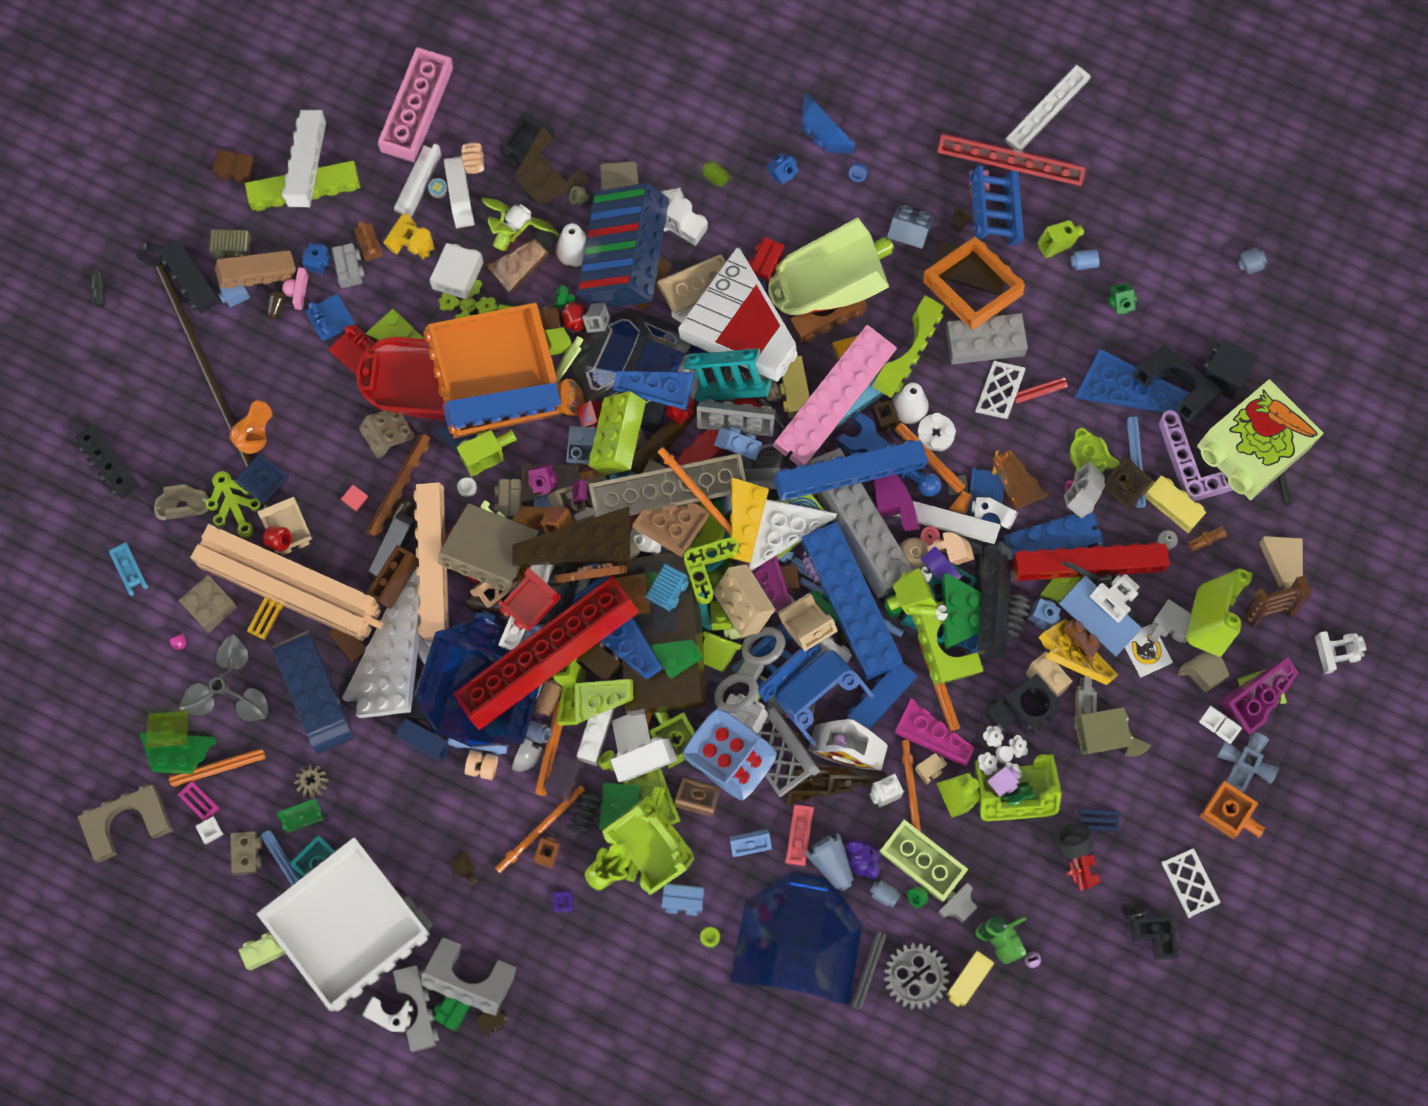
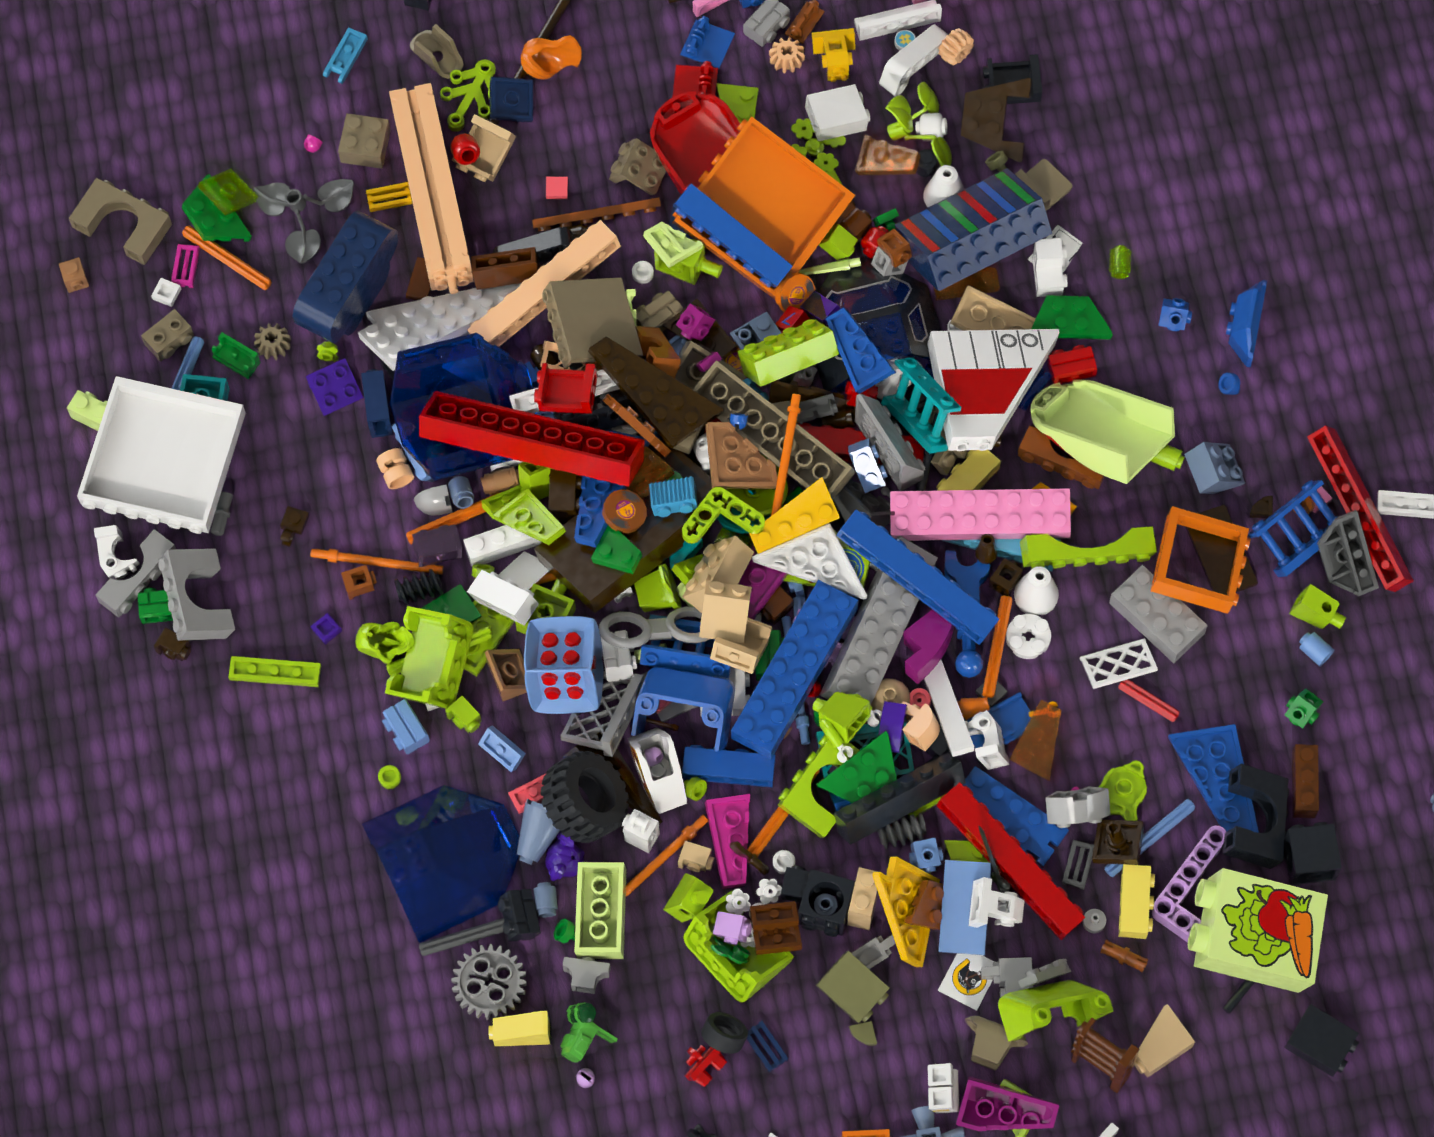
camera: 55 degrees right, 5 degrees down
(141, 888) = (73, 275): none -> medium nougat brick
(351, 748) = (327, 351): none -> lime plate
(382, 763) = (334, 387): none -> dark purple hinge
(384, 278) = (786, 55): none -> light nougat gear
(473, 450) = (671, 244): none -> yellowish green wing
(568, 962) = (274, 671): none -> lime plate
(594, 305) = (895, 247): none -> dark orange bracket
(595, 388) = (819, 307): none -> tile
(644, 501) = (740, 419): none -> blue hinge
(651, 628) = (624, 511): none -> dark orange tile
(670, 441) = (817, 408): none -> dark grey hinge
(685, 437) = (841, 419): none -> dark brown cone
(706, 851) = (464, 715): none -> lime brick
(730, 233) = (1073, 317): none -> green wing
(781, 615) = (725, 611): none -> tan brick
(837, 811) = (567, 806): none -> black tyre
(861, 412) = (986, 549): none -> dark brown cone
(880, 731) = (695, 788): none -> lime tile
(884, 919) = (519, 915): none -> black brick
(959, 731) = (752, 859): none -> dark brown piece
(975, 711) = (782, 860): none -> white tile
(1025, 751) = (775, 928): none -> reddish brown slope
(1035, 701) = (828, 900): none -> sand blue brick
(1041, 190) = (1347, 555): none -> dark grey wedge
(1116, 527) = (1074, 883): none -> dark grey tile
(1172, 335) = (1305, 781): none -> reddish brown brick
(1188, 598) = (1046, 973): none -> light grey hinge
(1355, 459) = (1322, 1041): none -> black brick

